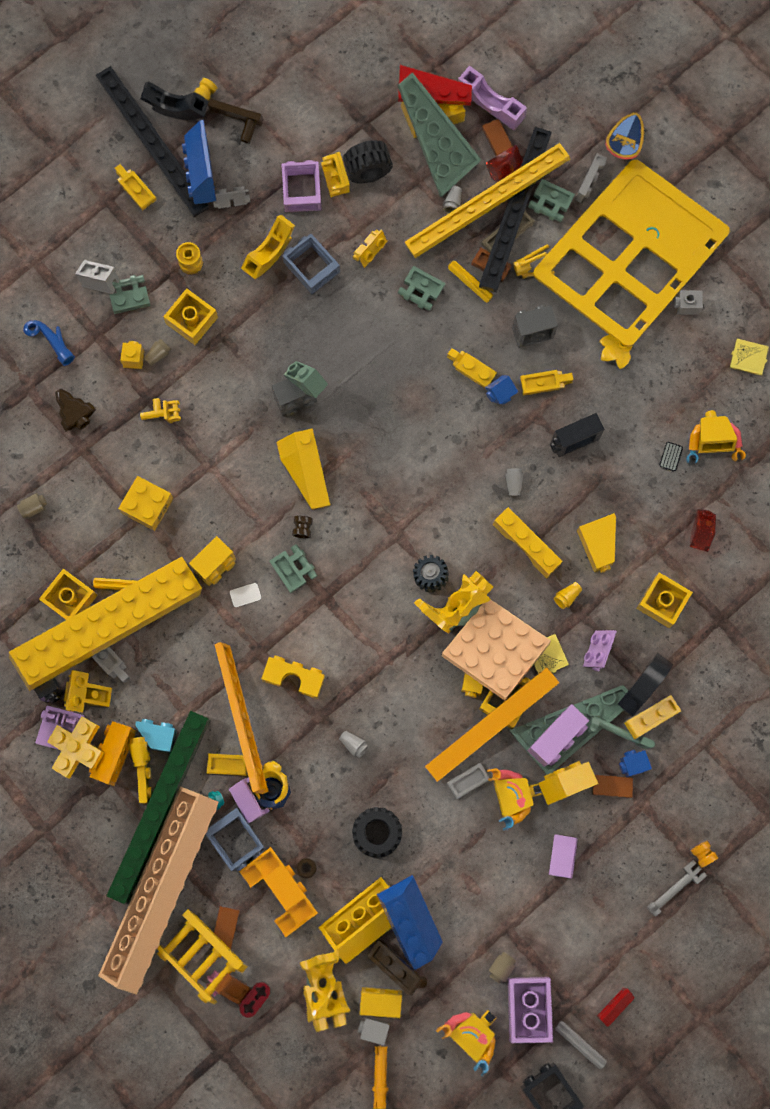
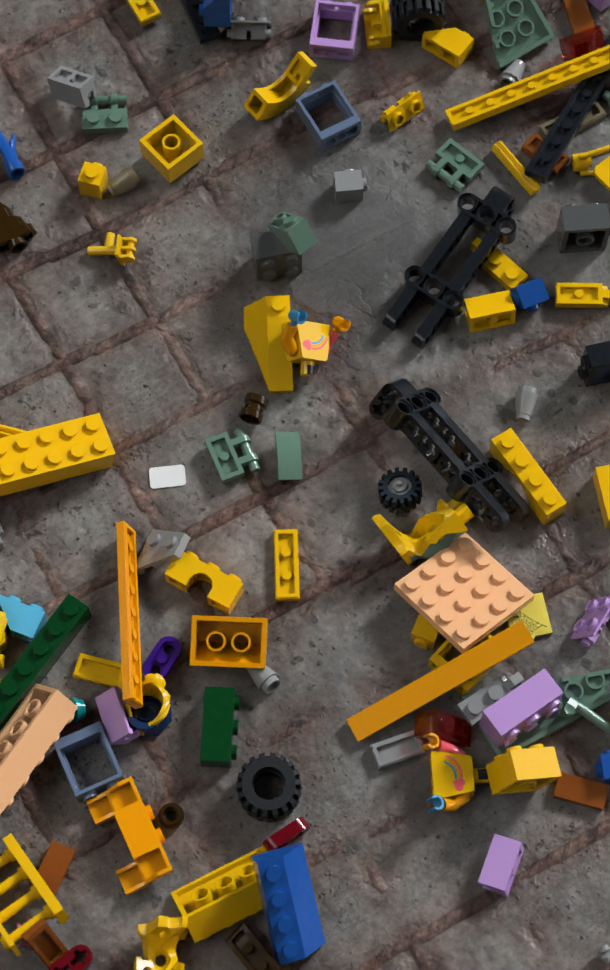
camera: 15 degrees right, 10 degrees down
(146, 503) = (70, 347): yellow brick -> none
(189, 258) = (185, 85): yellow wheel -> none
(213, 561) = (136, 426): yellow brick -> none
(254, 658) = (161, 548): none -> light grey wing
(273, 746) = (160, 659): none -> dark purple plate
(322, 723) = (228, 641): none -> light orange slope
(329, 791) = (219, 727): none -> dark green brick
(336, 464) = (309, 341): none -> torso
(338, 561) = (288, 455): none -> sand green slope
(340, 322) = (349, 186): none -> light grey brick
(354, 650) = (286, 565): none -> yellow tile
(397, 183) = (448, 45): none -> yellow slope
(397, 866) = (286, 834): none -> dark red beam
(463, 321) = (498, 206): none -> black beam
(472, 409) = (489, 311): none -> yellow hinge
(485, 554) = (467, 480): none -> black beam
(500, 759) = (444, 725): none -> clear red slope
(531, 729) = (476, 703): none -> light grey hinge
(566, 596) = (566, 548): yellow cone -> none

